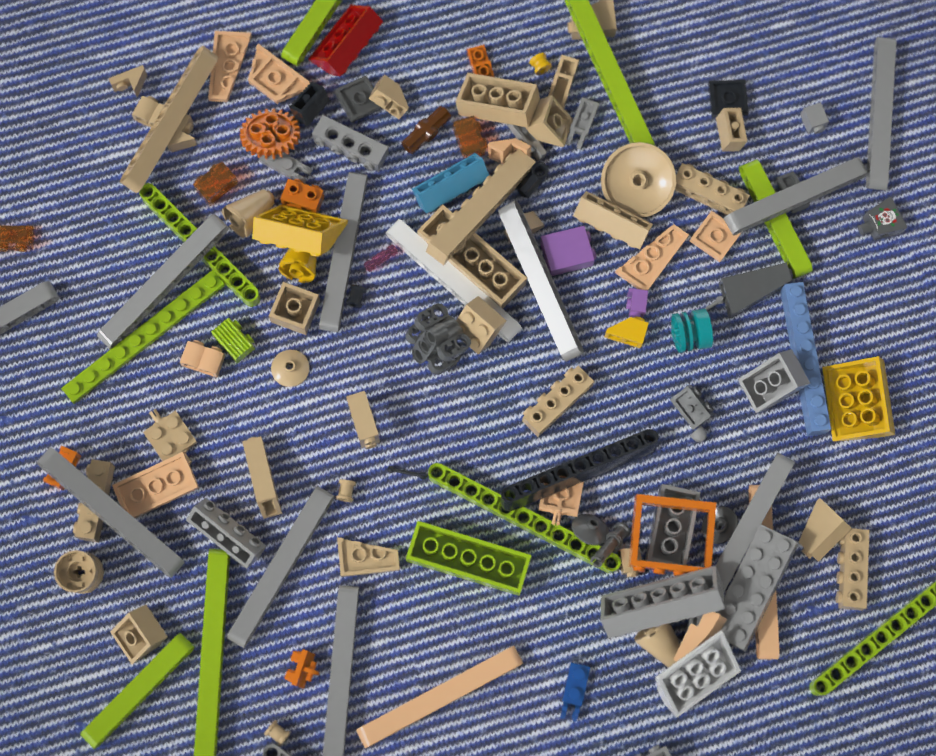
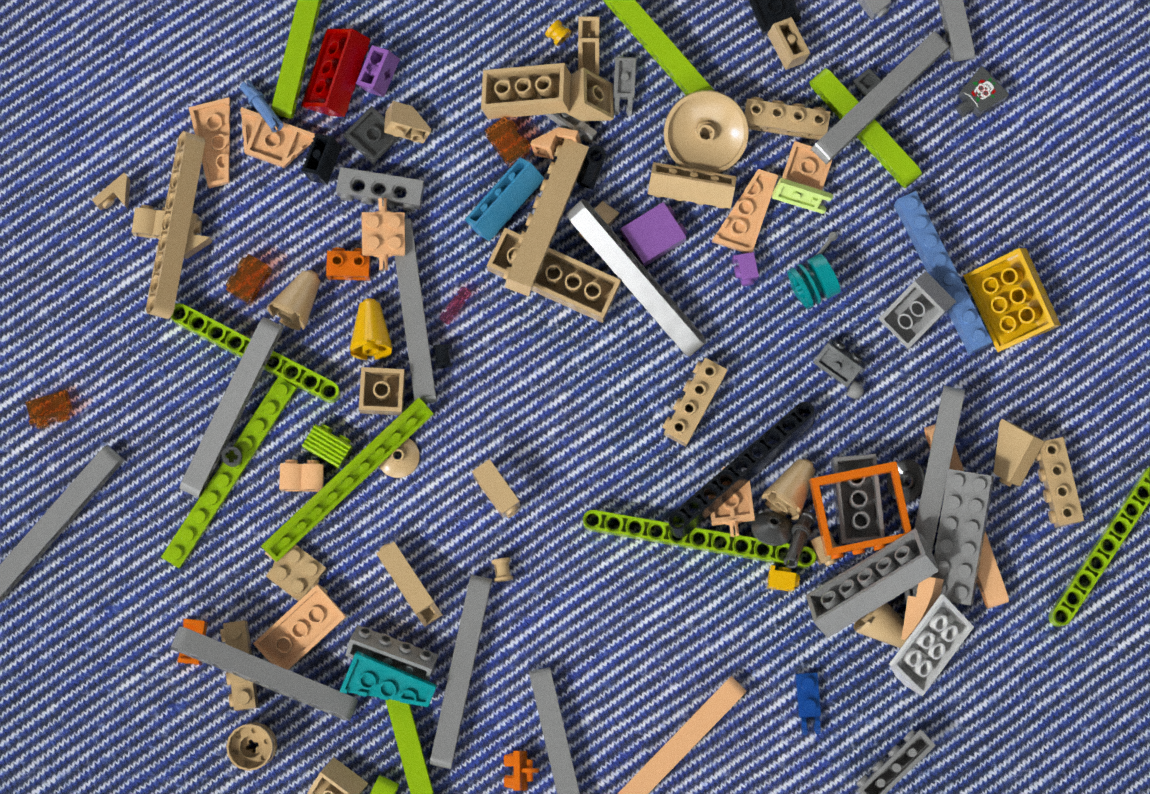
camera: 15 degrees left, 5 degrees up
(146, 317) = (237, 452): none -> dark grey bush
(207, 549) = (377, 679): none -> teal wing
(239, 372) = (347, 479): none -> lime plate
(270, 133) = (289, 205): orange gear -> none
(272, 42) = (256, 100): none -> medium blue pin
(286, 166) = (315, 233): light grey hinge -> none
(298, 229) = (358, 304): yellow slope -> none
(339, 179) = (383, 234): none -> light nougat plate
(364, 559) = (547, 635): tan wing -> none
(380, 48) = (377, 71): none -> medium lavender brick
(422, 475) = (577, 527): black hinge -> none
(426, 130) = (457, 147): reddish brown piece -> none
(437, 339) = (546, 377): dark grey piece -> none
(447, 275) = (543, 307): white beam -> none
(468, 558) = (655, 600): lime brick -> none
(479, 61) = (491, 52): orange slope -> none
(480, 323) = (585, 347): tan brick -> none
(585, 576) = (782, 579): none -> yellow brick
(616, 501) = (791, 489): none -> tan cone
(628, 331) = (748, 302): yellow slope -> none
(703, 256) = (801, 195): none -> yellowish green hinge
(752, 287) = (859, 215): dark grey slope -> none

